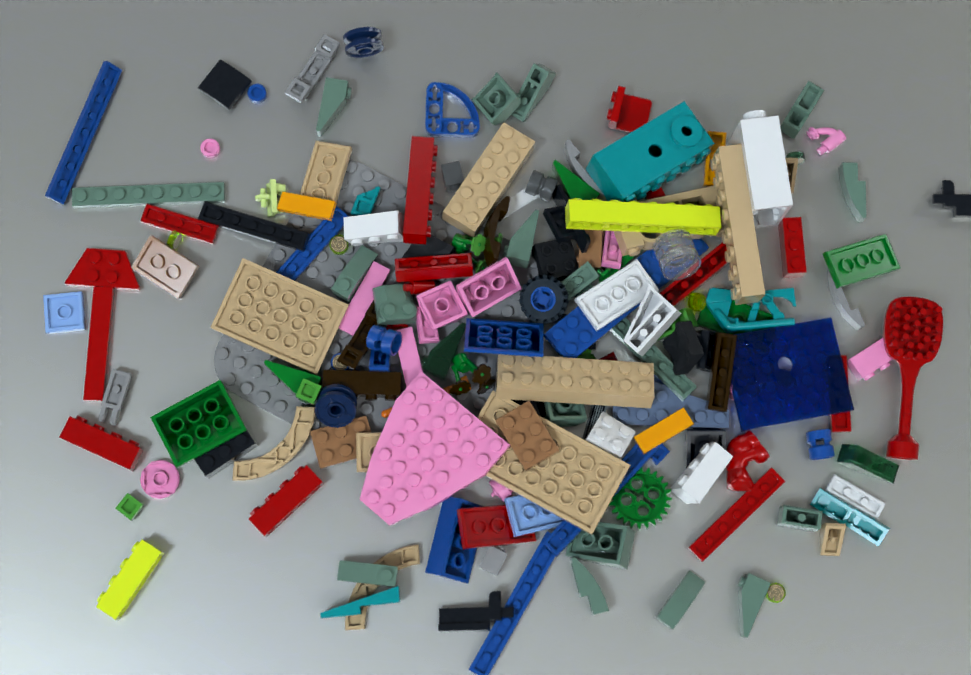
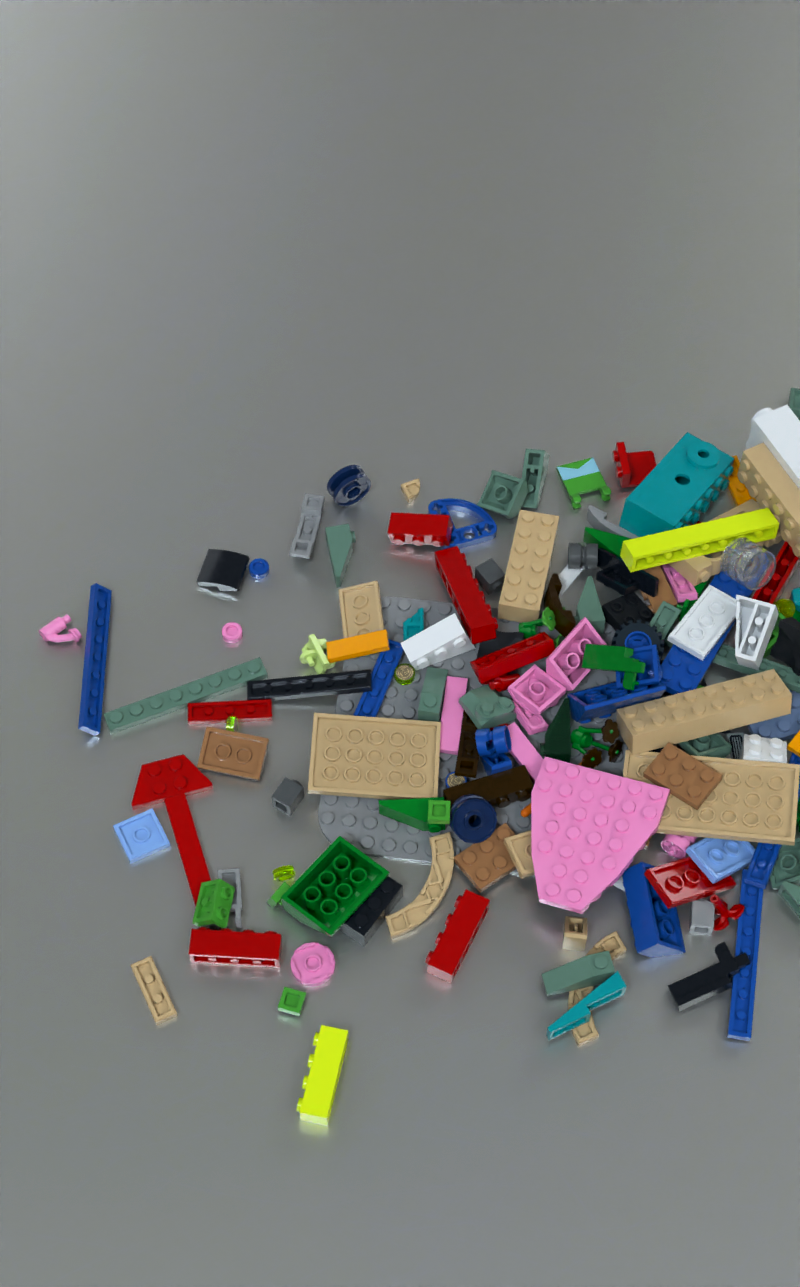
camera: 15 degrees left, 20 degrees down
(24, 454) = (153, 990): none -> tan tile
(60, 89) = (53, 628): none -> bright pink plant
(96, 400) = (214, 903): none -> bright green bracket
(154, 409) = (276, 897): none -> bright green plate
(166, 391) = (283, 873): none -> clear neon green tile
(196, 322) = (288, 796): none -> dark grey brick
(383, 534) = (574, 933): none -> tan slope
(409, 108) = (420, 529): none -> red brick
(421, 62) = (411, 489): none -> tan tile
(512, 556) = (721, 909): none -> red plant
(513, 310) = (613, 659): none -> green piece
(531, 324) = (652, 671): none -> blue slope
(577, 105) = (583, 478): none -> bright green flag

